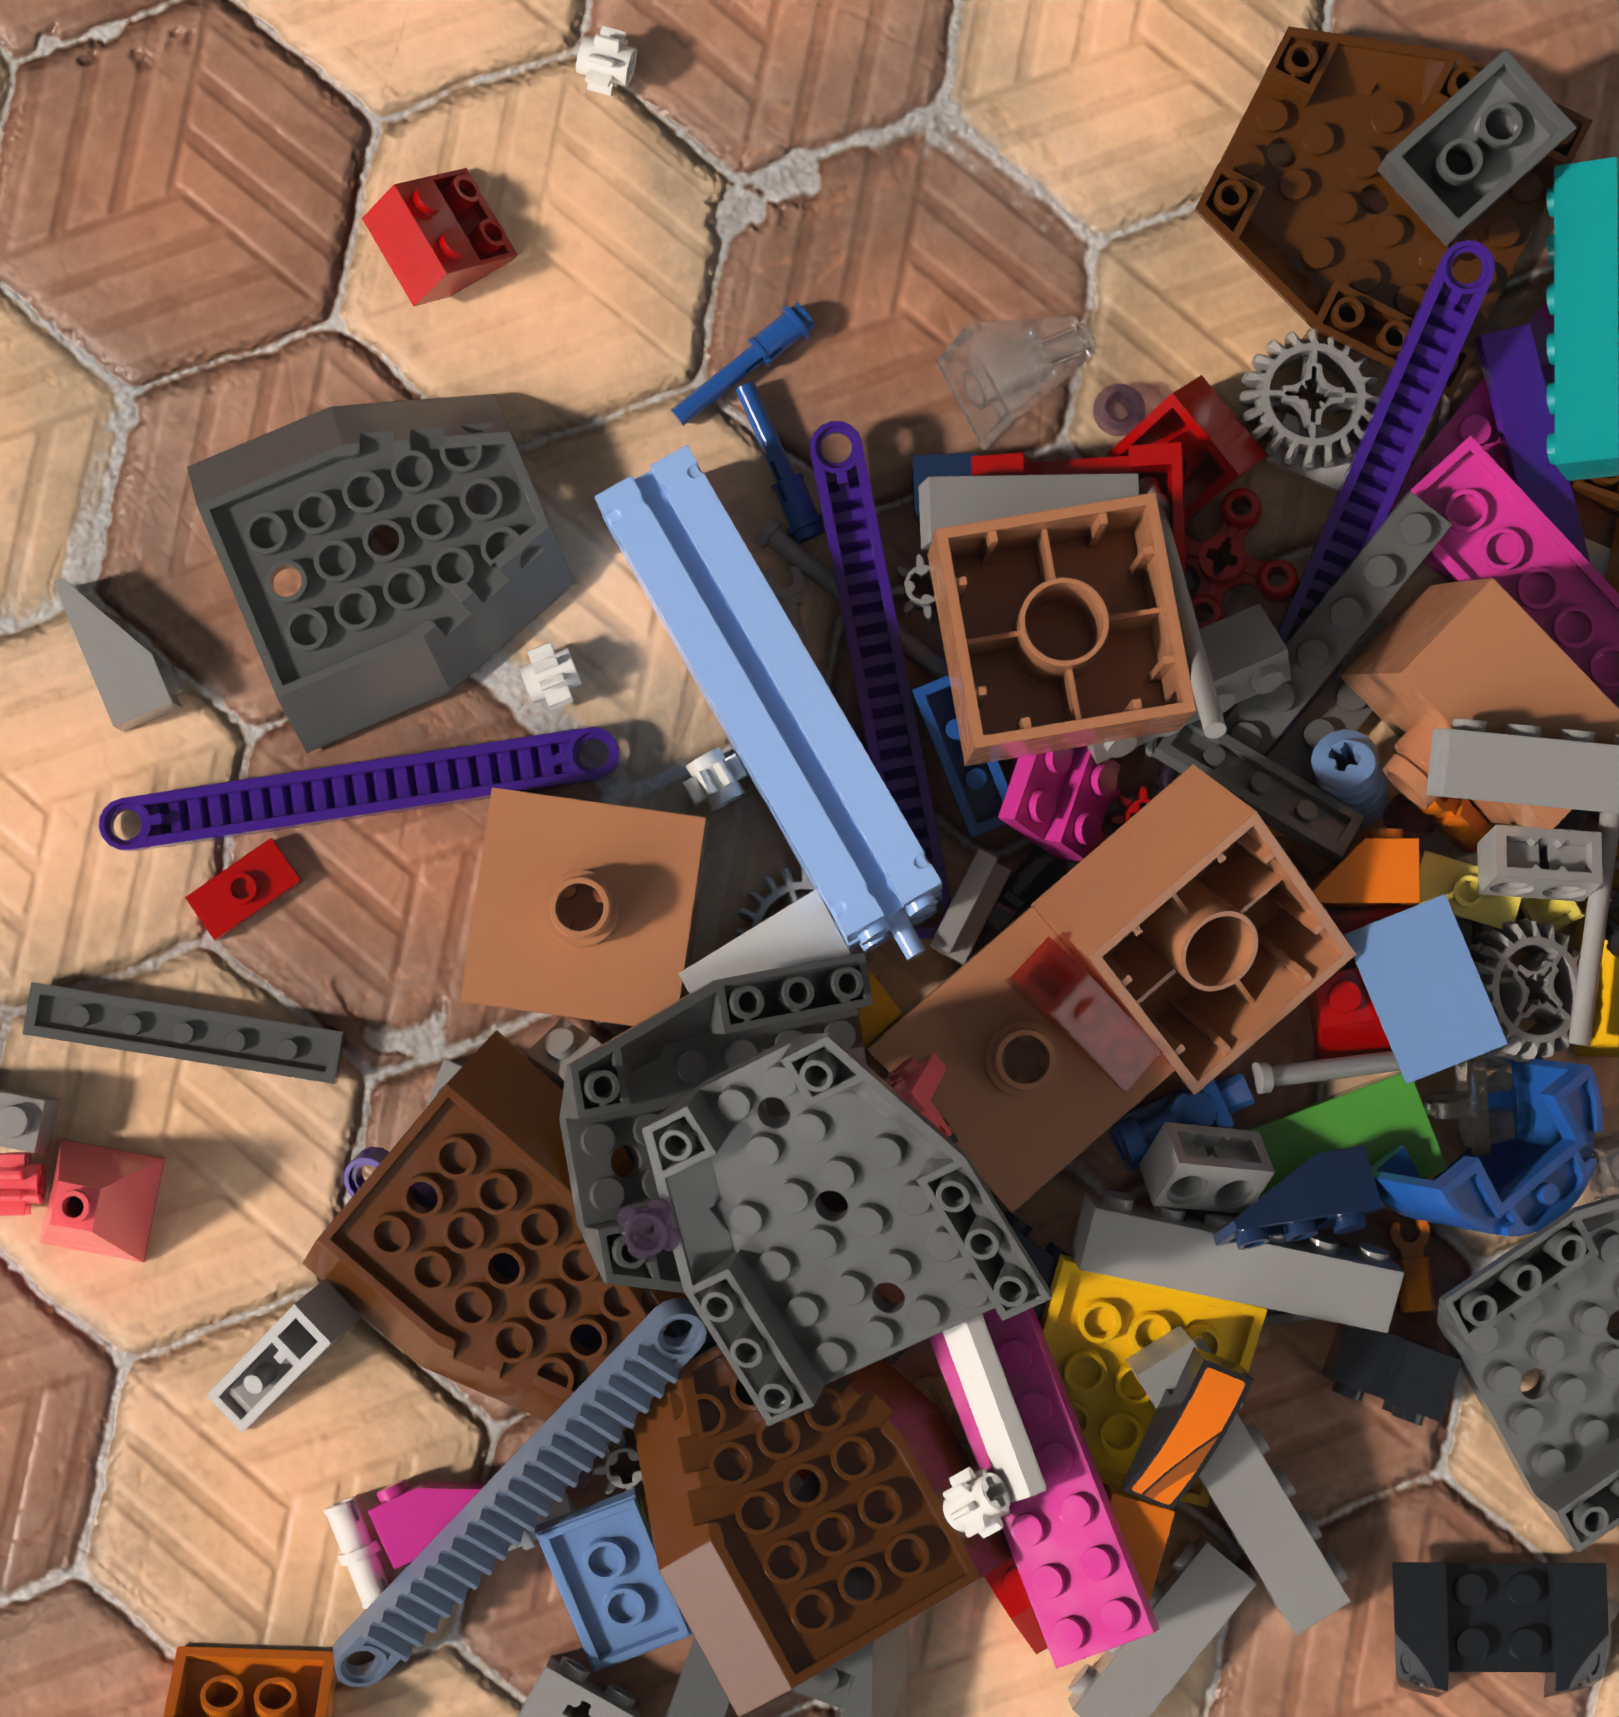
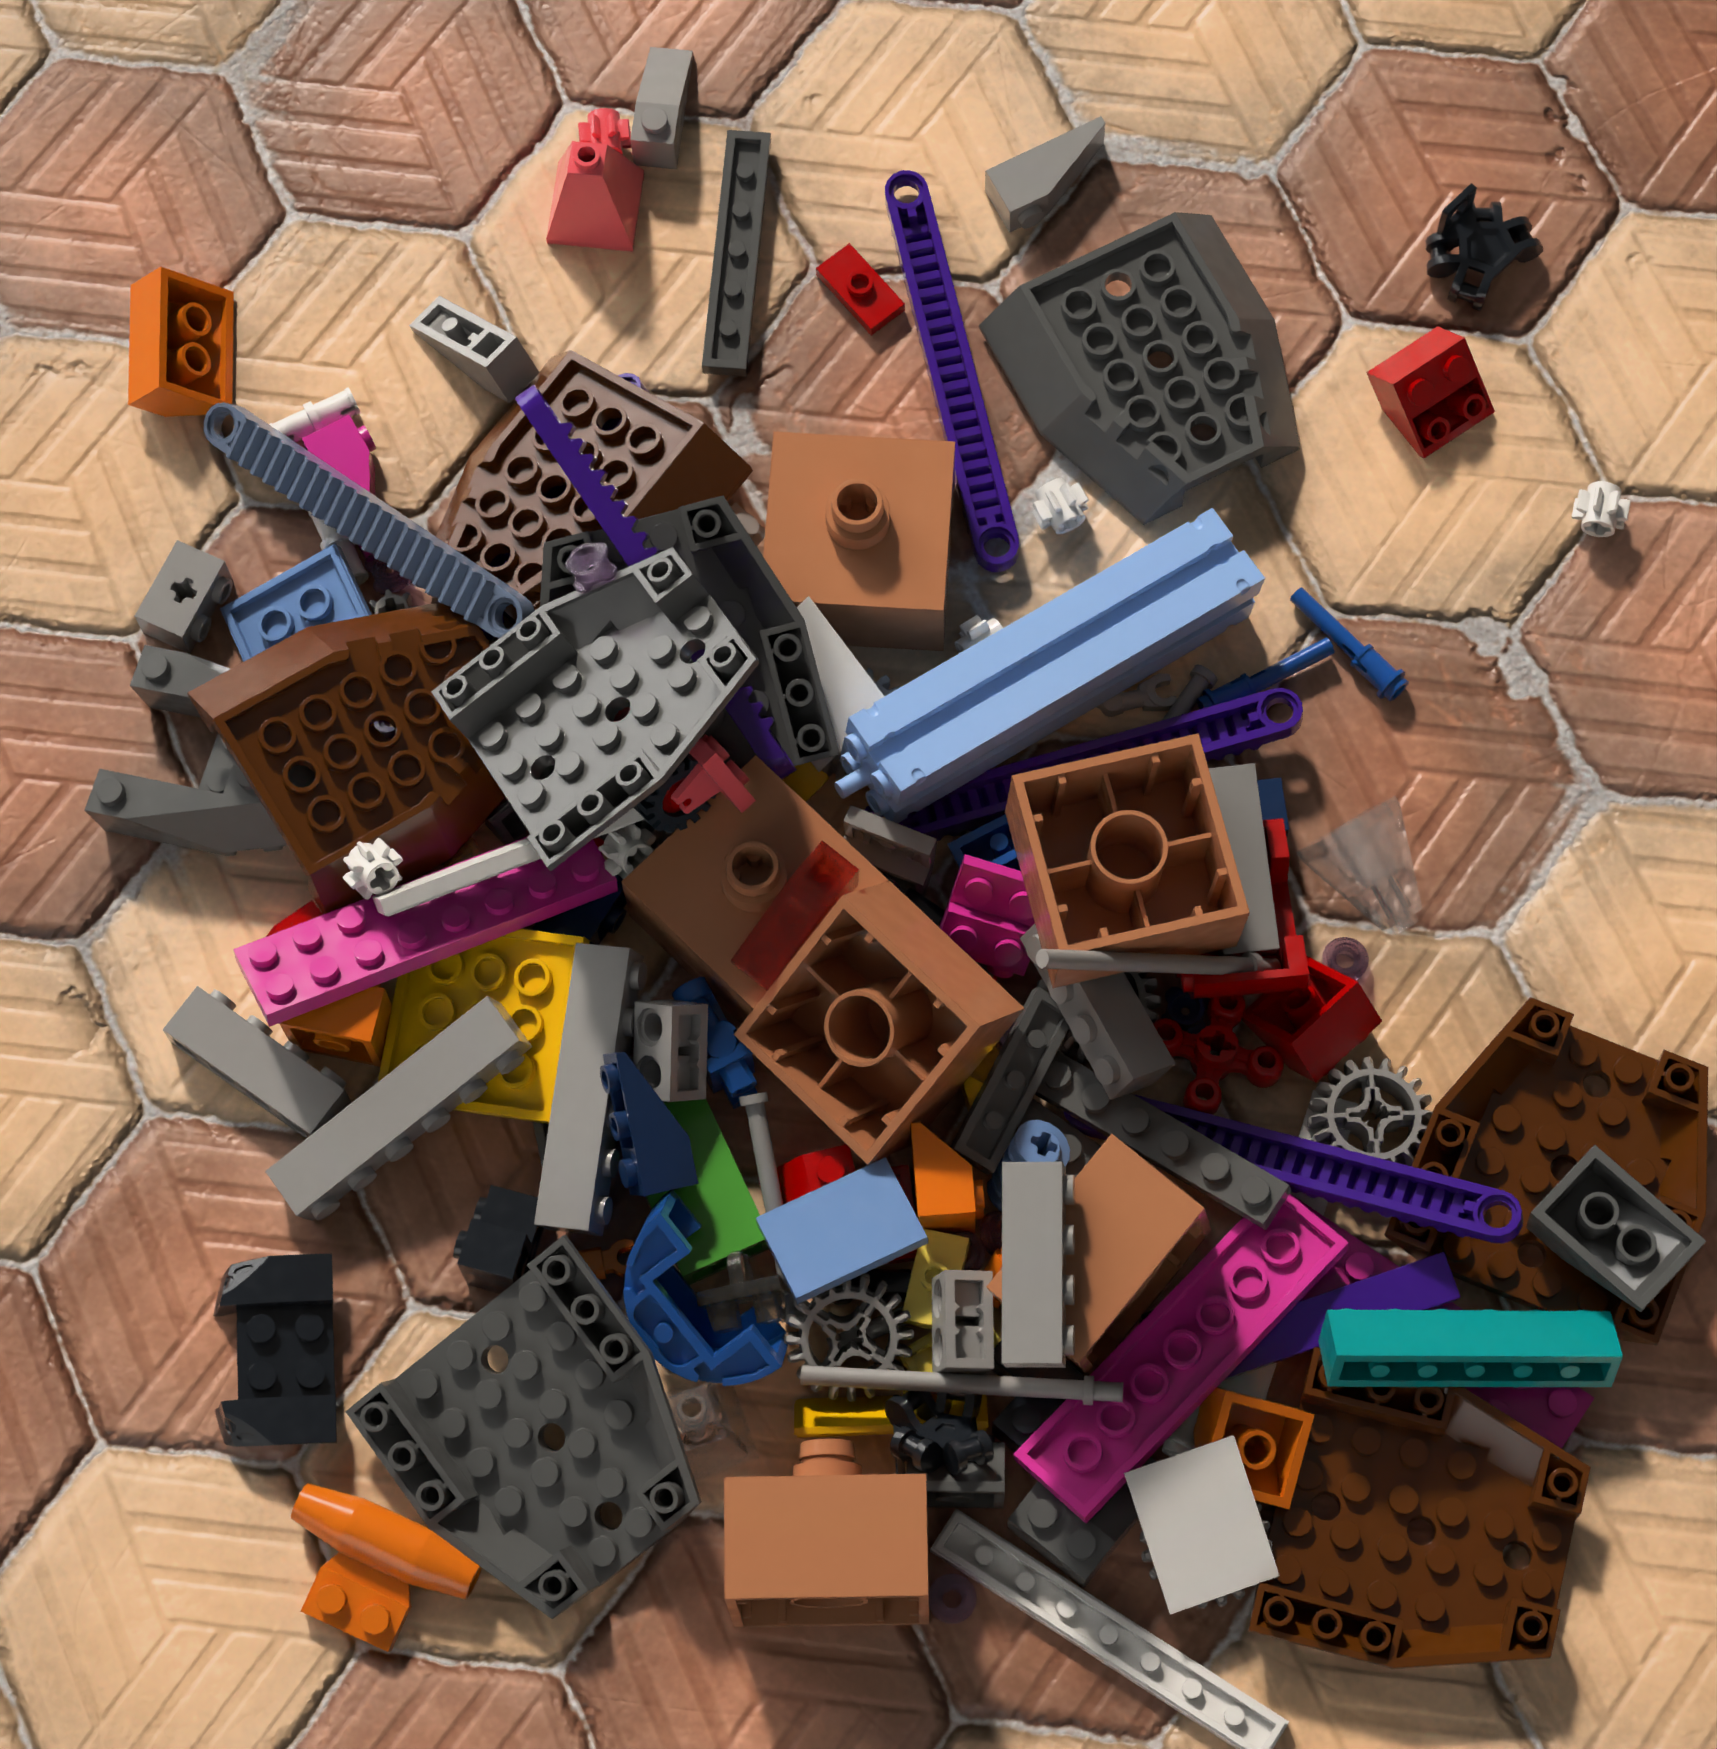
camera: 90 degrees right, 15 degrees down
(262, 153) = (1483, 243): none -> black piece
(590, 1194) = (632, 548): none -> dark purple gear
(1187, 1428) = (443, 1035): slope -> none

